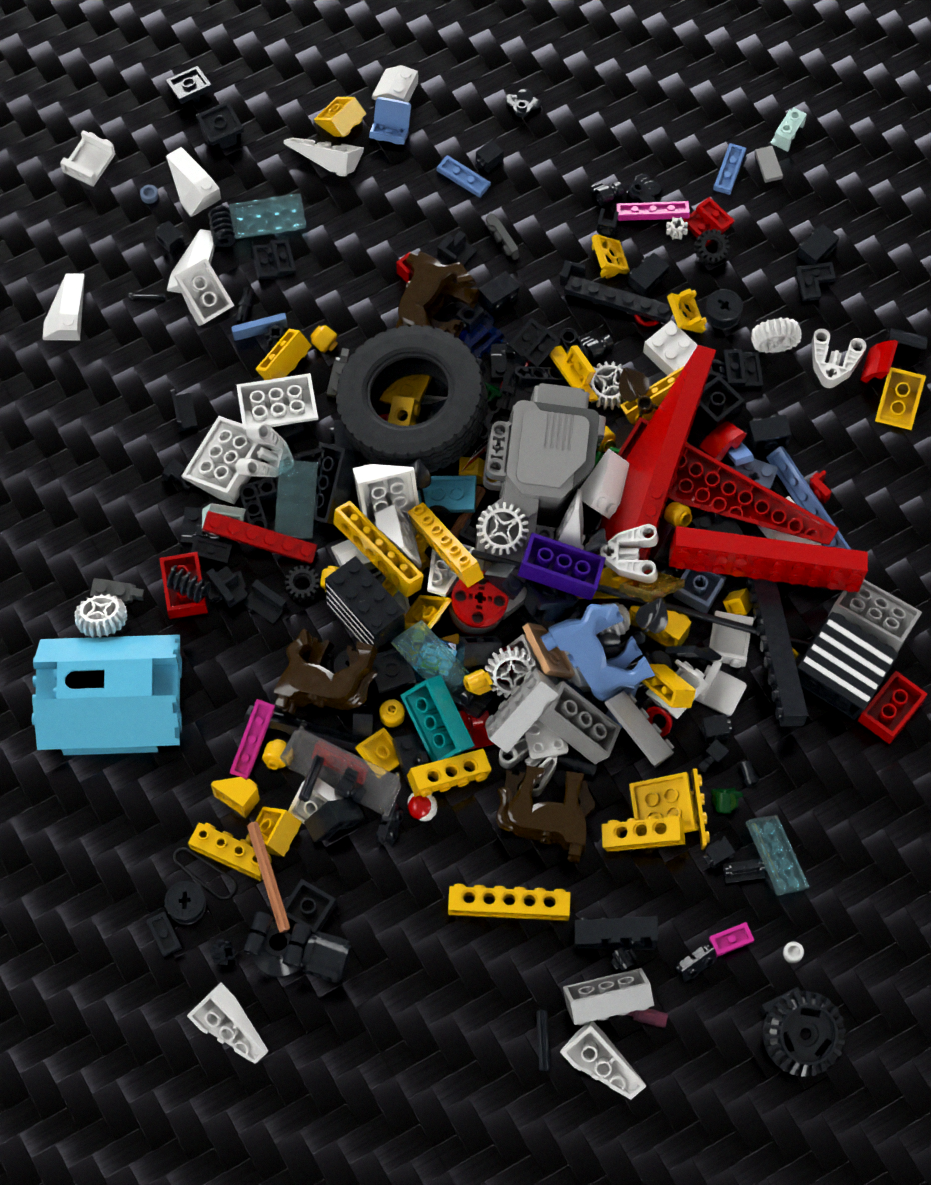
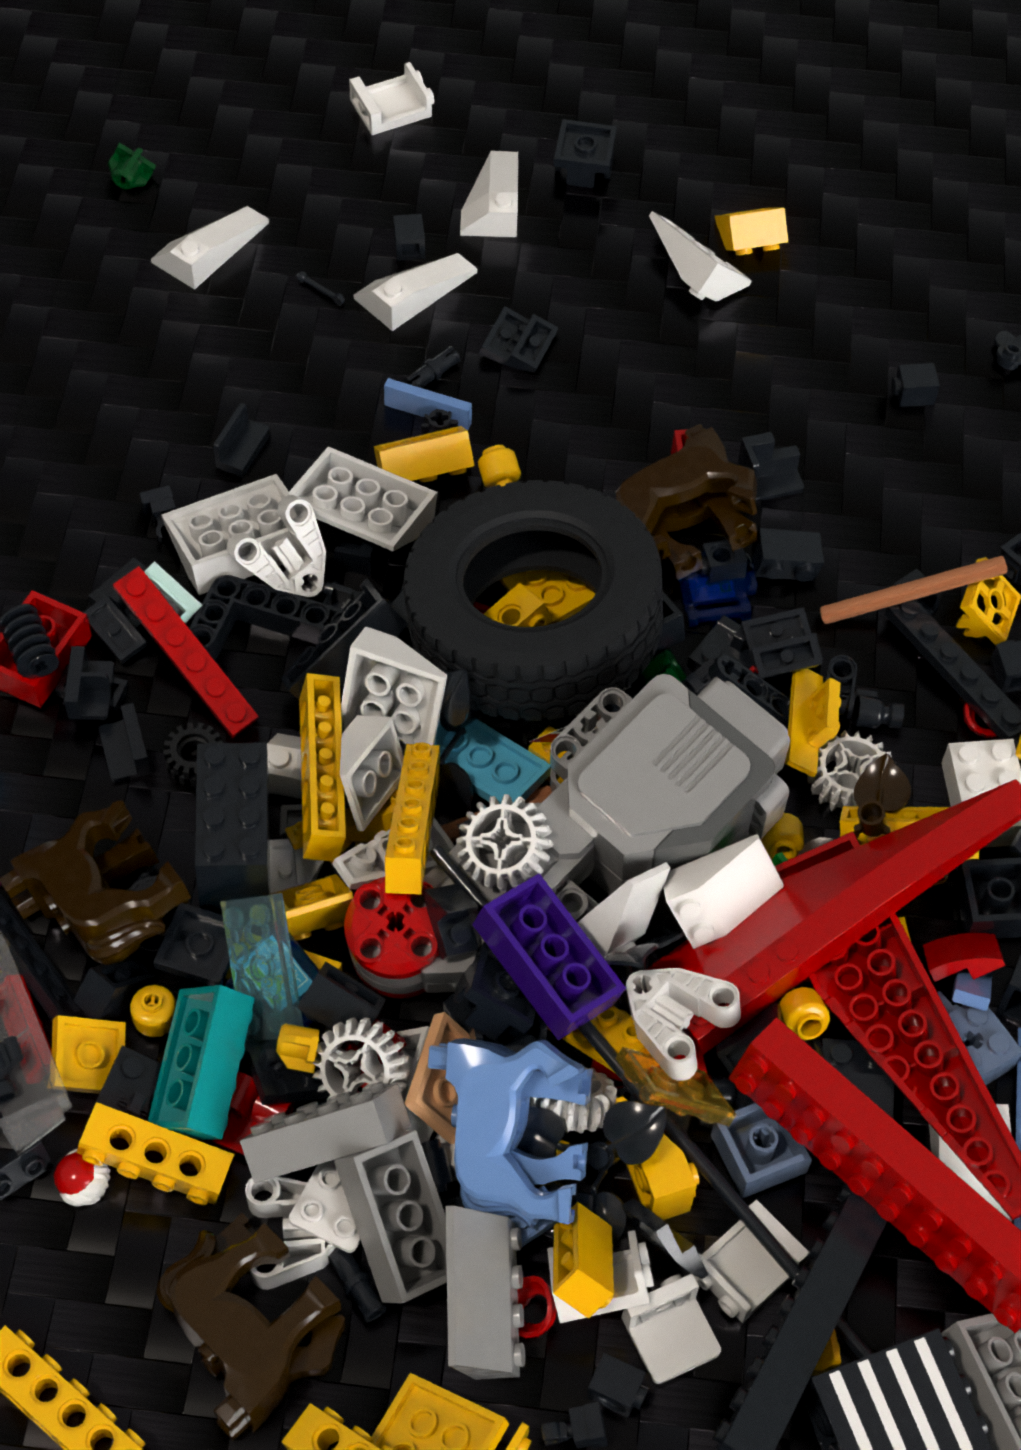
camera: 35 degrees right, 10 degrees down
(149, 194) = (431, 179): sand blue tile -> none
(189, 85) = (587, 90): hinge -> none
(203, 292) = (386, 314): white slope -> none
(221, 226) = (483, 260): black piece -> none
(267, 216) = (556, 286): clear light blue plate -> none
(296, 498) = (278, 634): clear light blue plate -> none
(391, 120) = (814, 266): medium blue bracket -> none
(397, 84) = (858, 238): white slope -> none
(463, 176) = (861, 391): medium blue tile -> none
(502, 236) = (853, 489): dark grey hinge -> none
(572, 273) = (914, 590): none -> nougat axle
(738, 602) = (804, 1214): yellow panel -> none

